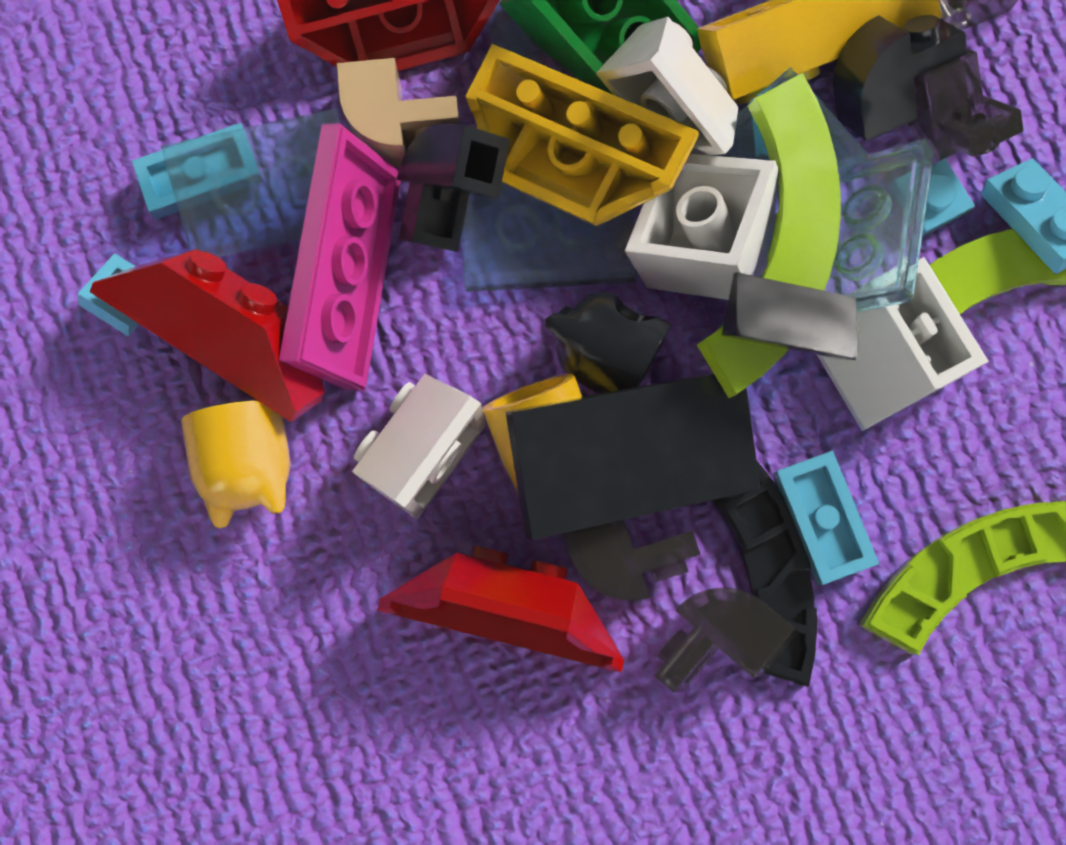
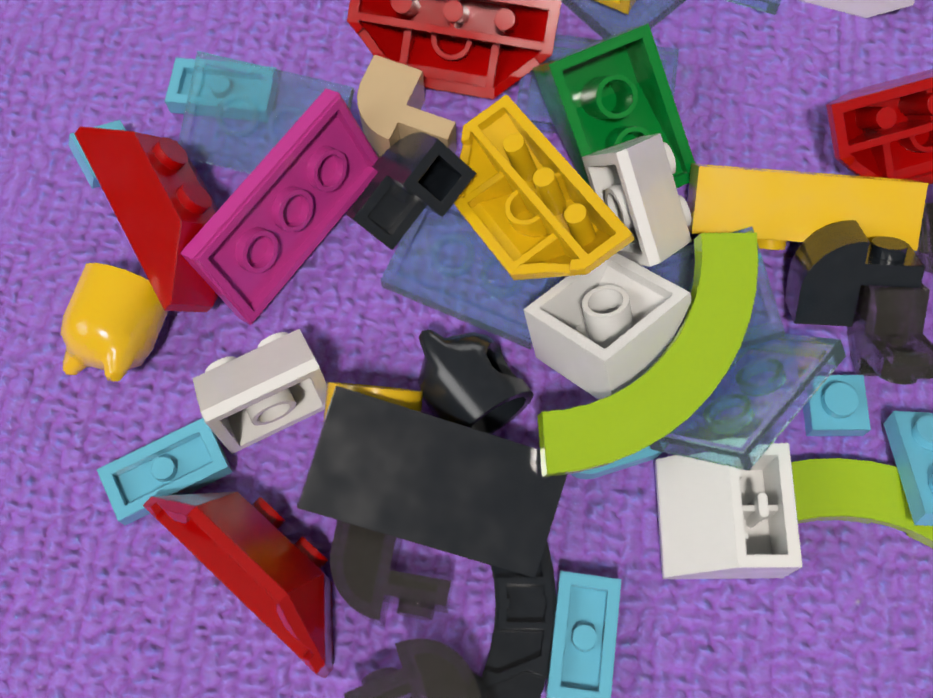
camera: 30 degrees right, 10 degrees down
(369, 568) = (163, 468): none -> medium azure plate
(791, 317) = (631, 430): slope -> none

